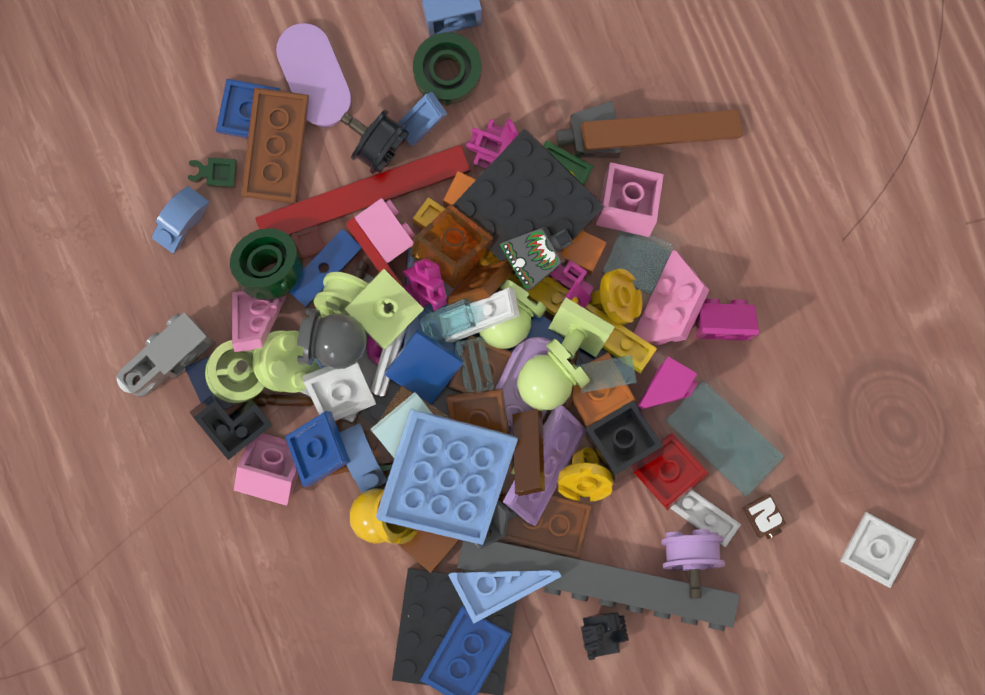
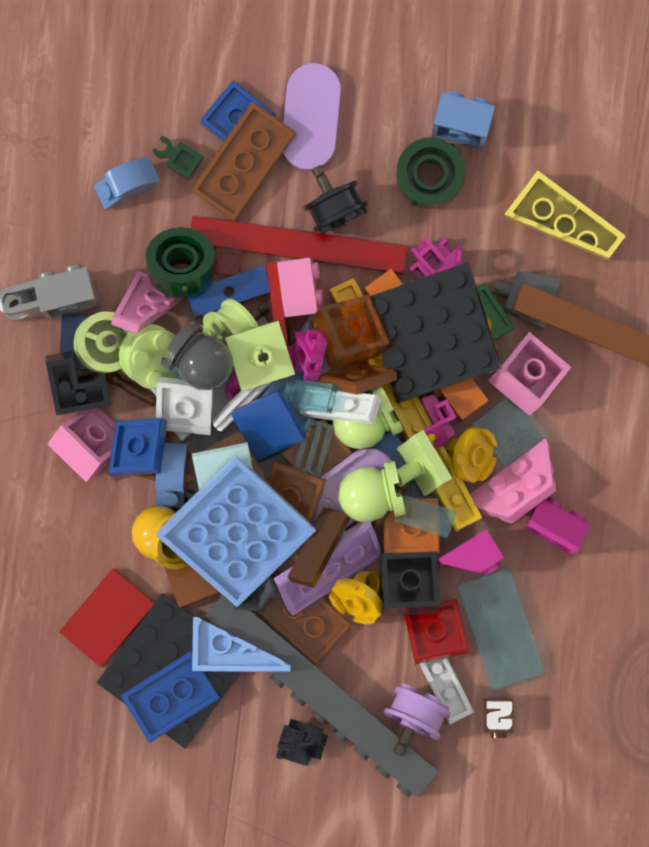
camera: 35 degrees right, 0 degrees up
(370, 617) = (106, 618): none -> red tile
(423, 118) = (385, 205): medium blue tile -> none
(536, 254) = (418, 379): torso -> none
(586, 46) = (560, 215): none -> light yellow wedge
(877, 549) = (583, 800): white tile -> none

